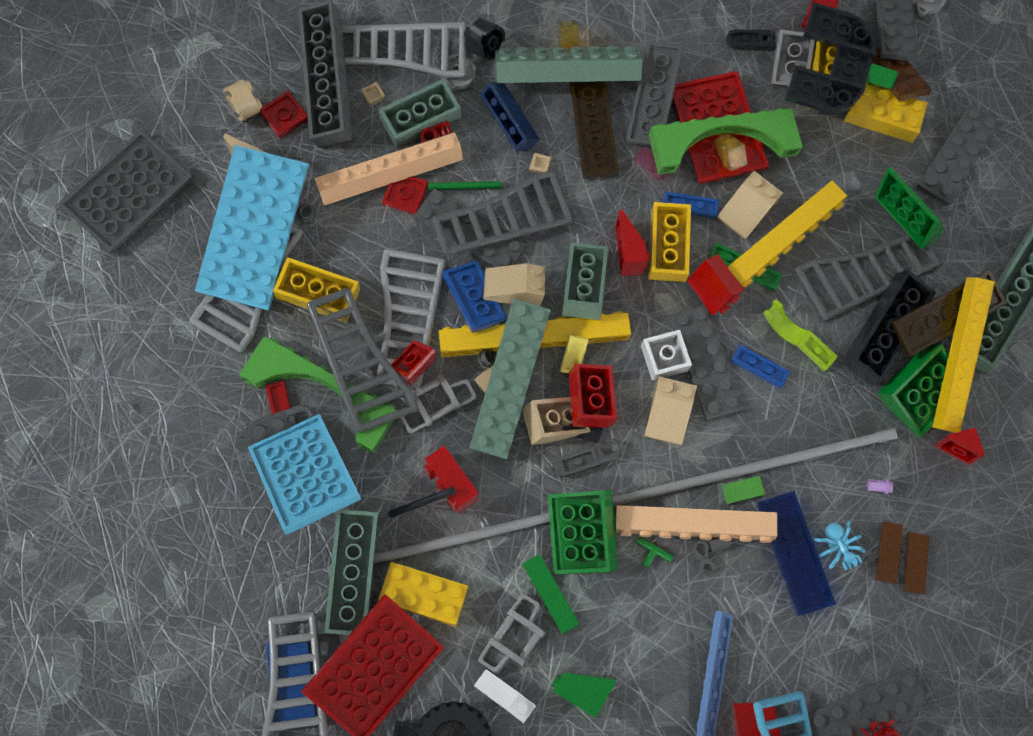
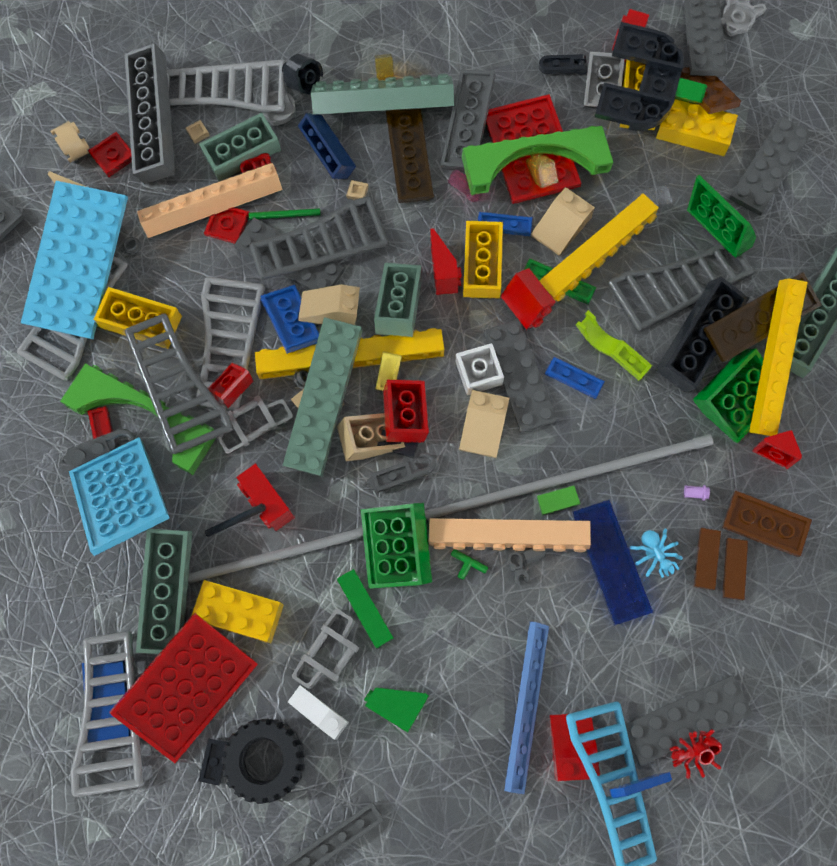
camera: 10 degrees right, 0 degrees up
(948, 519) = (767, 523): none -> reddish brown plate

